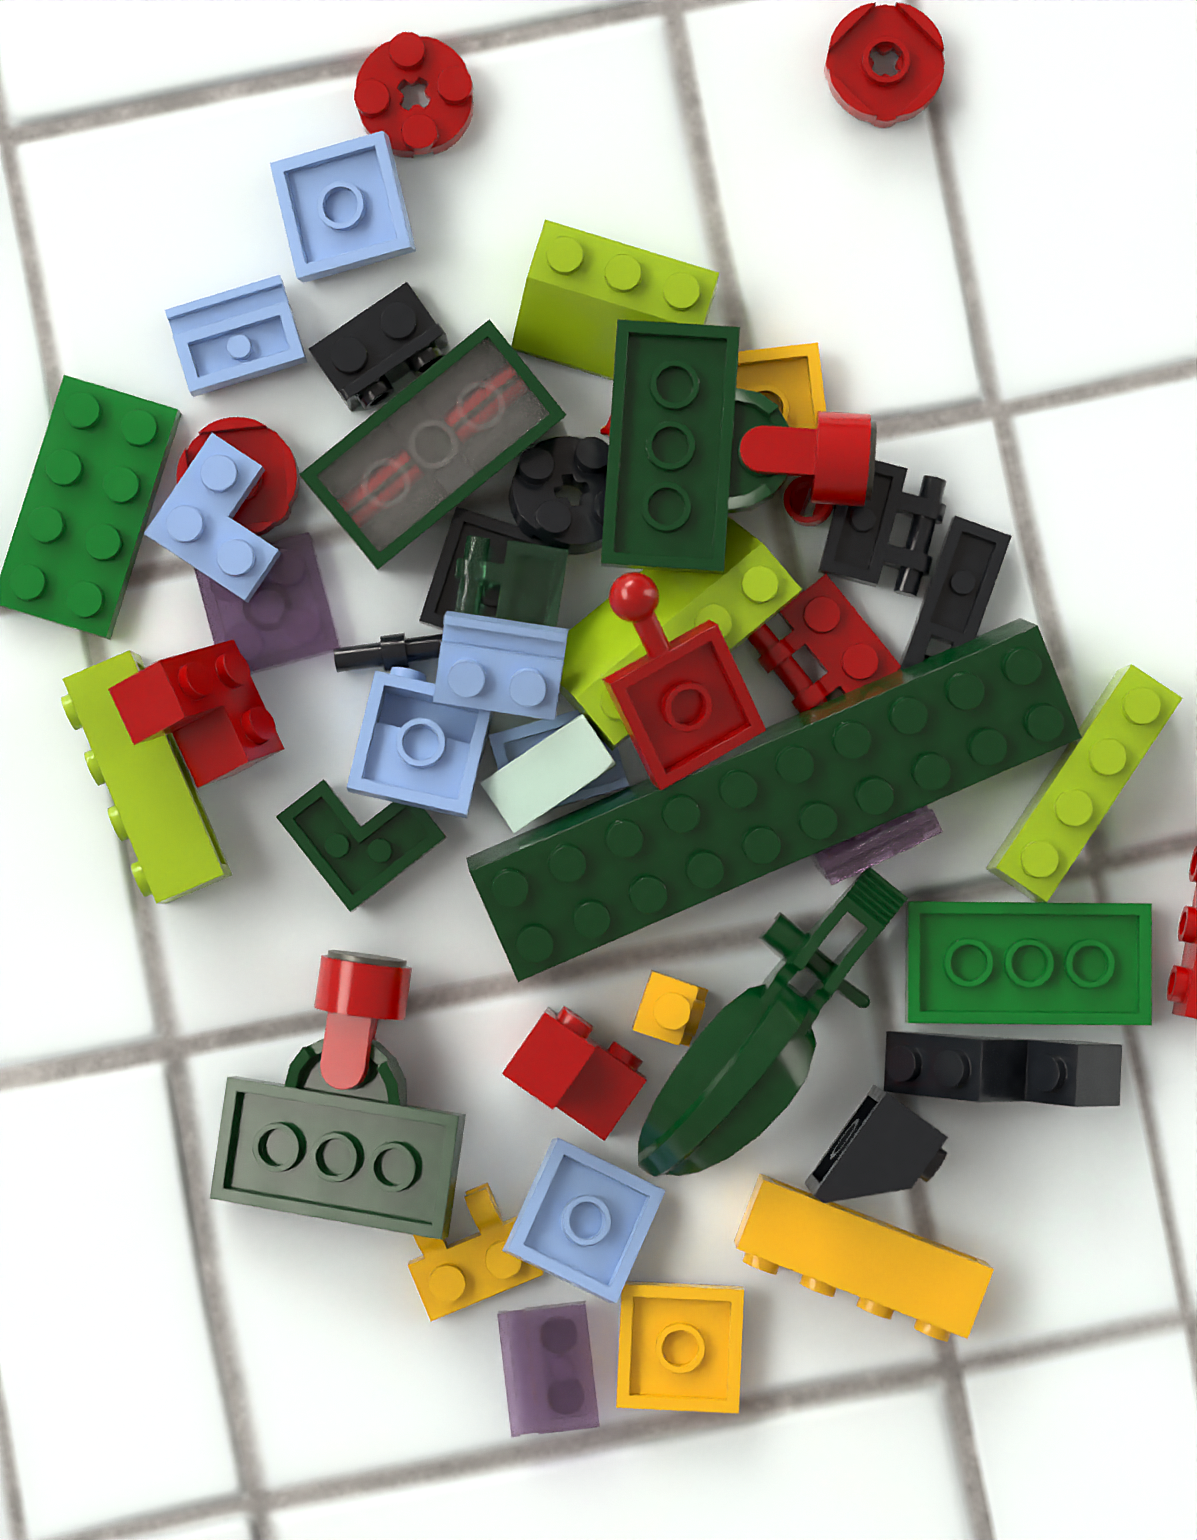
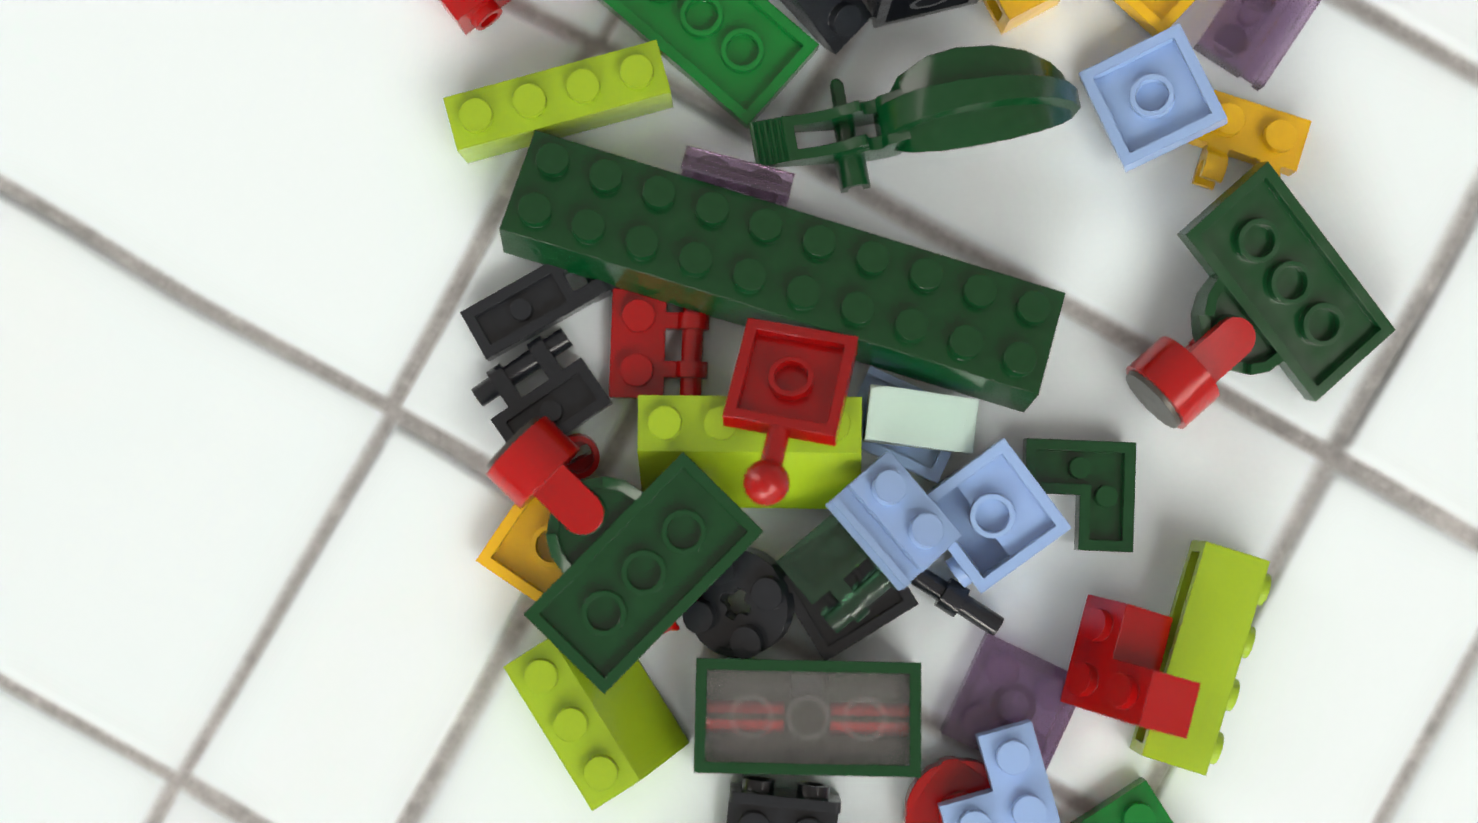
camera: 140 degrees left, 0 degrees up
(575, 1072) = (1075, 202): red brick -> none
(670, 1009) = (972, 191): yellow brick -> none
(885, 29) = (236, 743): red plate -> none

